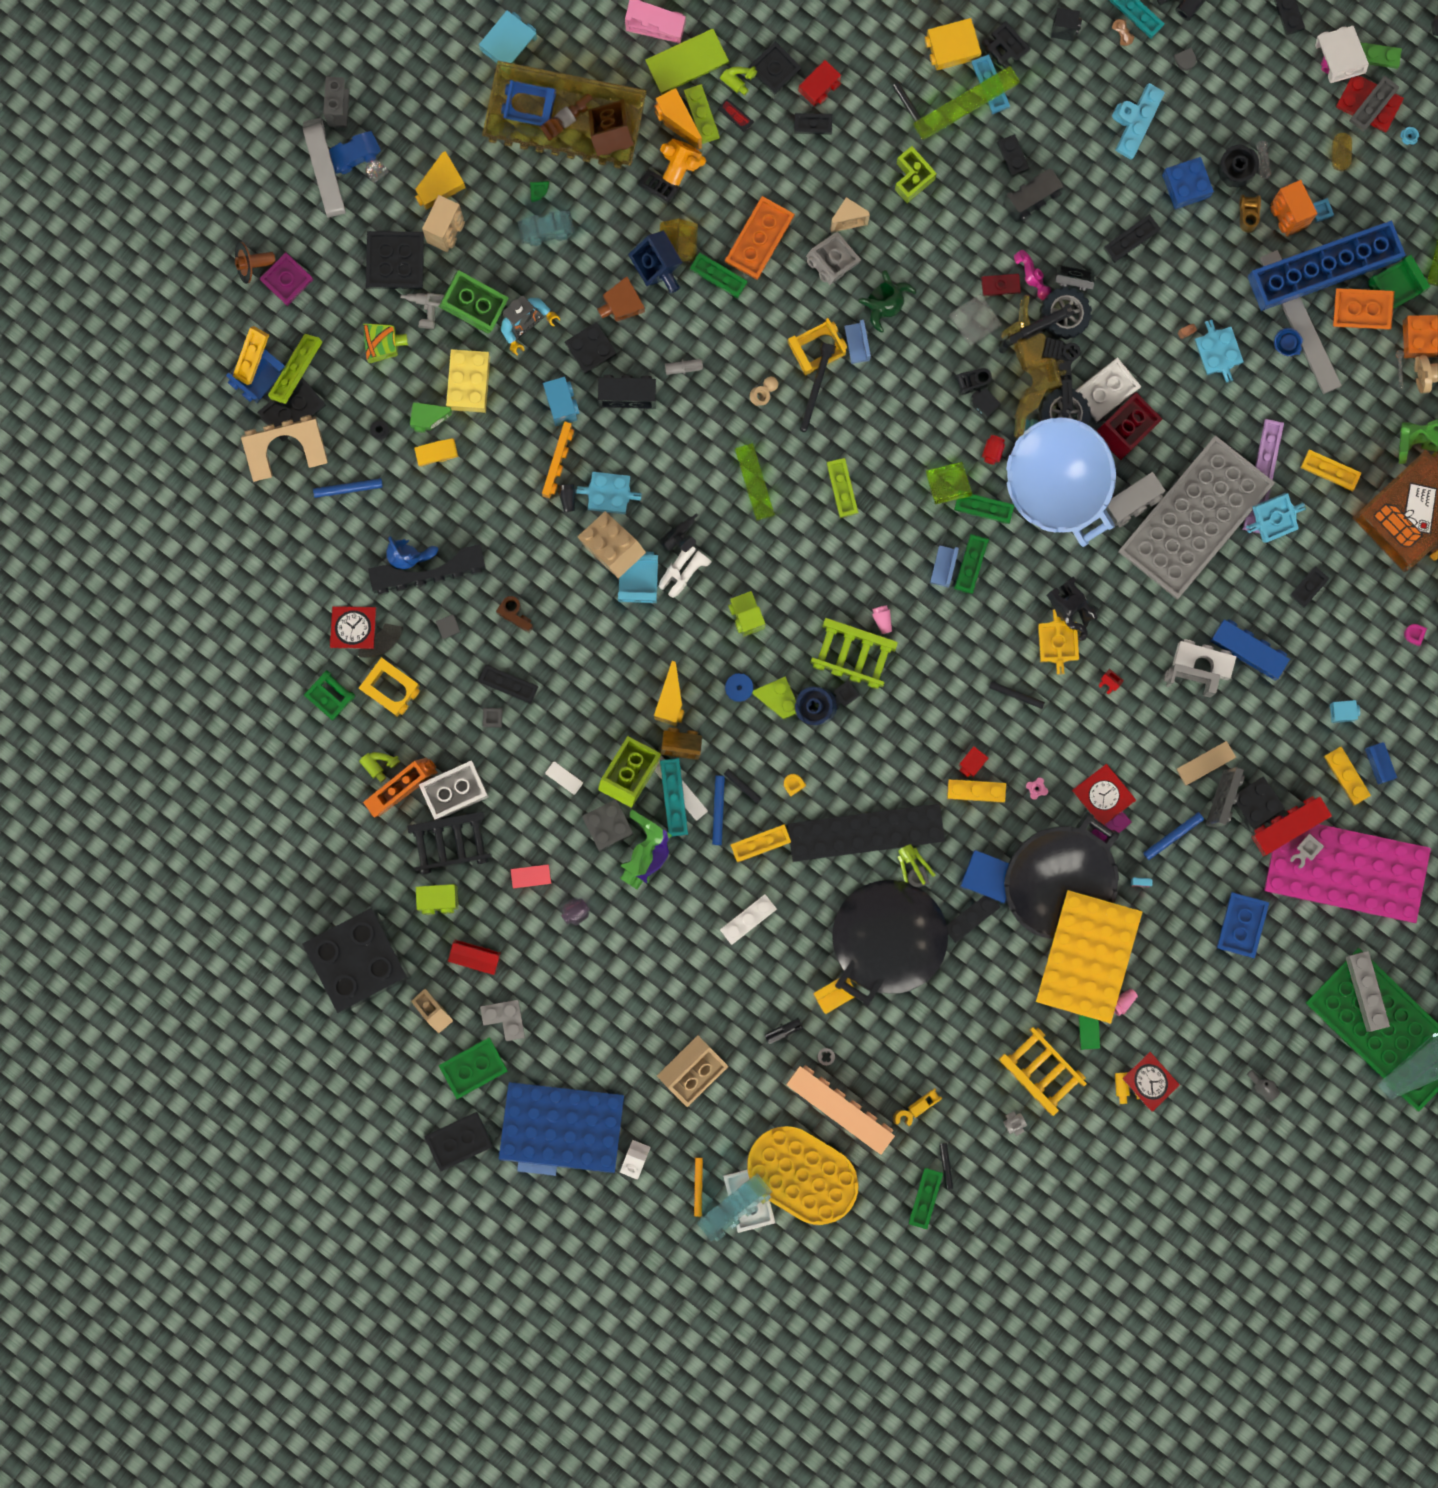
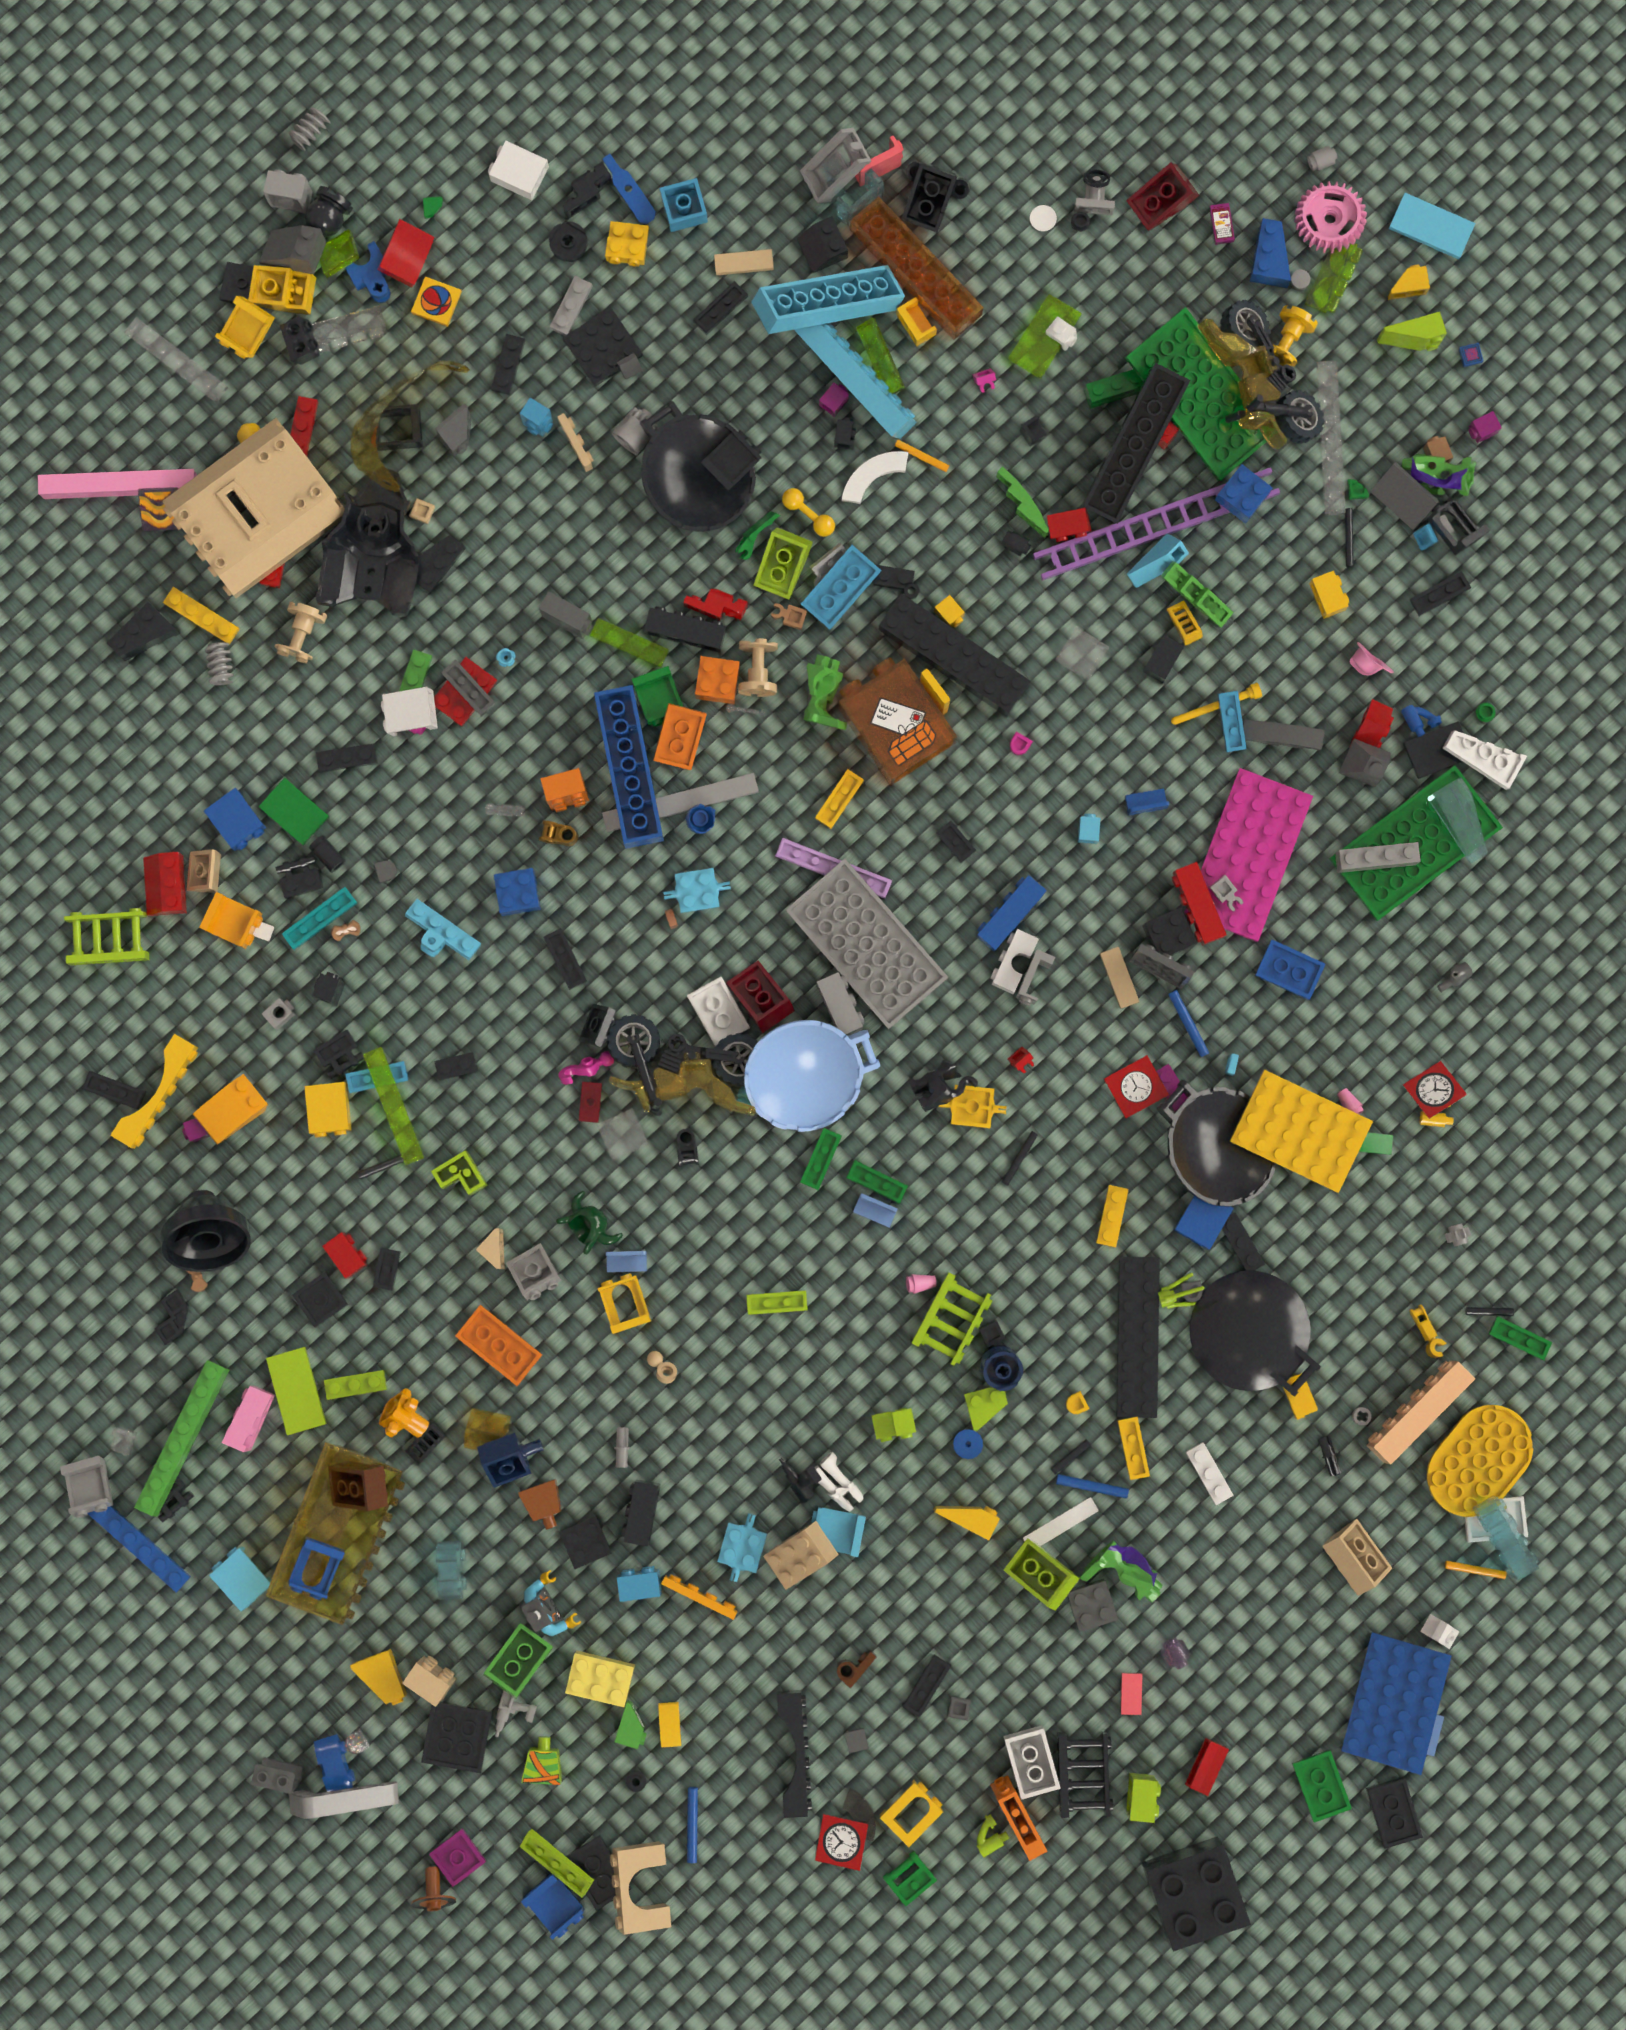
camera: 80 degrees left, 0 degrees up
(250, 355) = (536, 1909): yellow plate -> none
(406, 556) = (775, 1775): blue piece -> none
(431, 1011) = (1256, 1820): tan slope -> none
(505, 1013) = (1270, 1740): light grey plate -> none
(538, 190) = (407, 1570): green tile -> none
(564, 778) = (1033, 1642): white sticker -> none
(565, 117) = (338, 1533): reddish brown piece -> none
(567, 496) = (740, 1592): black cone -> none
(674, 797) = (1072, 1530): teal plate -> none
(676, 117) = (353, 1414): light orange slope -> none
(681, 744) = (1020, 1515): pearl gold slope -> none
(718, 275) = (531, 1395): green plate -> none
(734, 82) = (324, 1347): lime plant -> none
(735, 115) = (362, 1348): sticker -> none
(754, 482) = (755, 1392): clear neon green tile -> none
(826, 352) = (632, 1295): black piece -> none
(948, 483) = (790, 1191): clear neon green tile -> none
(972, 762) = (1083, 1215): red brick -> none
(984, 403) = (712, 1140): black brick -> none
(993, 449) = (762, 1139): red brick -> none
(1033, 195) = (503, 1052): black wedge -> none
(1036, 793) = (1114, 1154): bright pink plate -> none
(1037, 1089) = (1410, 1218): yellow fence -> none
(1243, 157) = (499, 830): black brick -> none
(1275, 517) = (880, 863): medium azure plate -> none
(1323, 209) = (567, 760): dark azure tile -> none
(1341, 152) = (510, 729): clear yellow tile -> none
(1347, 776) = (1153, 838): yellow plate -> none

